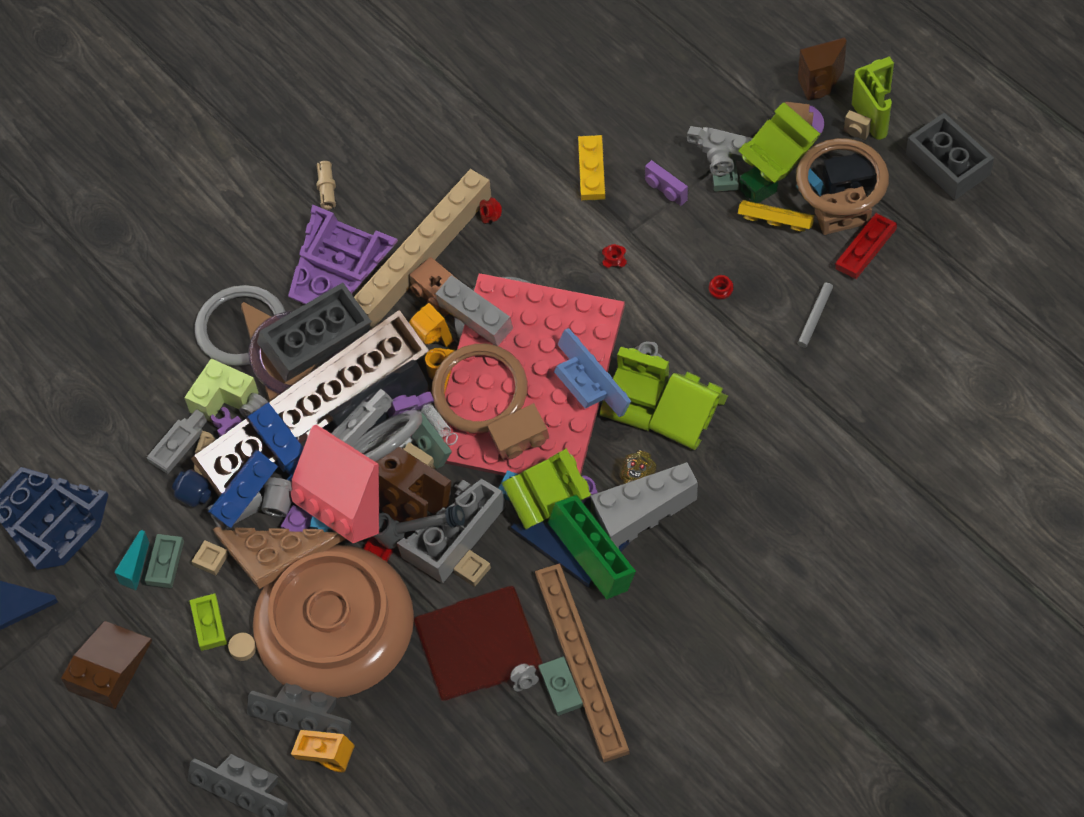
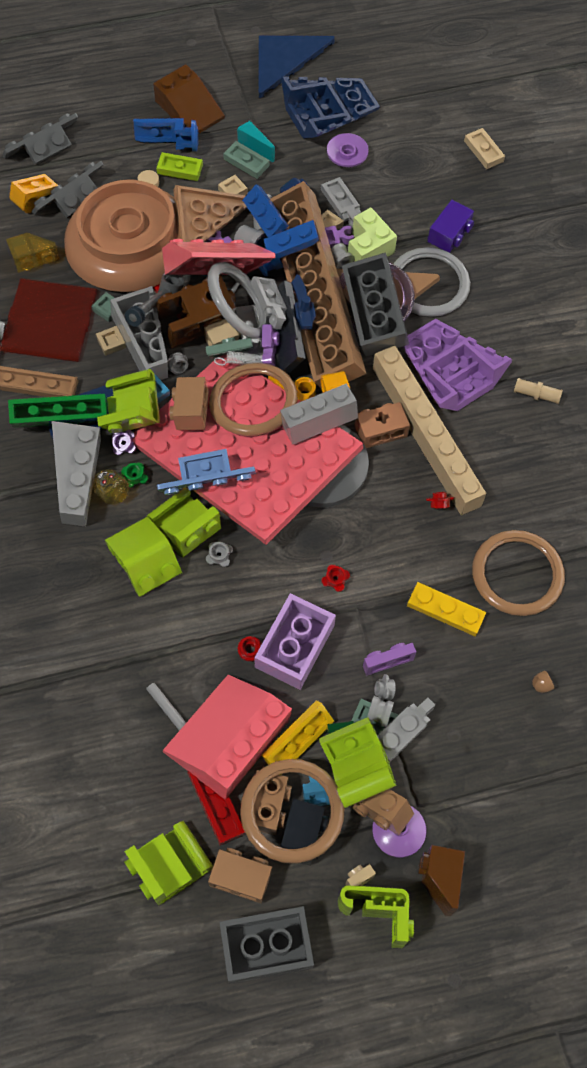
camera: 110 degrees right, 5 degrees up
(35, 346) = (484, 148): none -> tan plate
(100, 459) = (347, 150): none -> medium lavender dish
(162, 330) = (451, 226): none -> dark purple brick
(164, 637) = (167, 131): none -> blue piece
(353, 385) = (303, 308): none -> dark blue piece
(407, 704) = (31, 251): none -> clear yellow slope
(432, 595) = (103, 307): none -> sand green tile
(529, 162) = (538, 606): none -> medium nougat wedge
(606, 458) = (134, 468): none -> green plate
(615, 75) = (542, 682): none -> medium nougat hinge
(694, 175) = (385, 688): none -> light grey plate
(696, 249) = (295, 641): none -> lavender brick
(806, 258) = (228, 734): none -> coral slope
(911, 197) = (240, 875): none -> medium nougat brick
(936, 254) = (168, 863): none -> lime piece

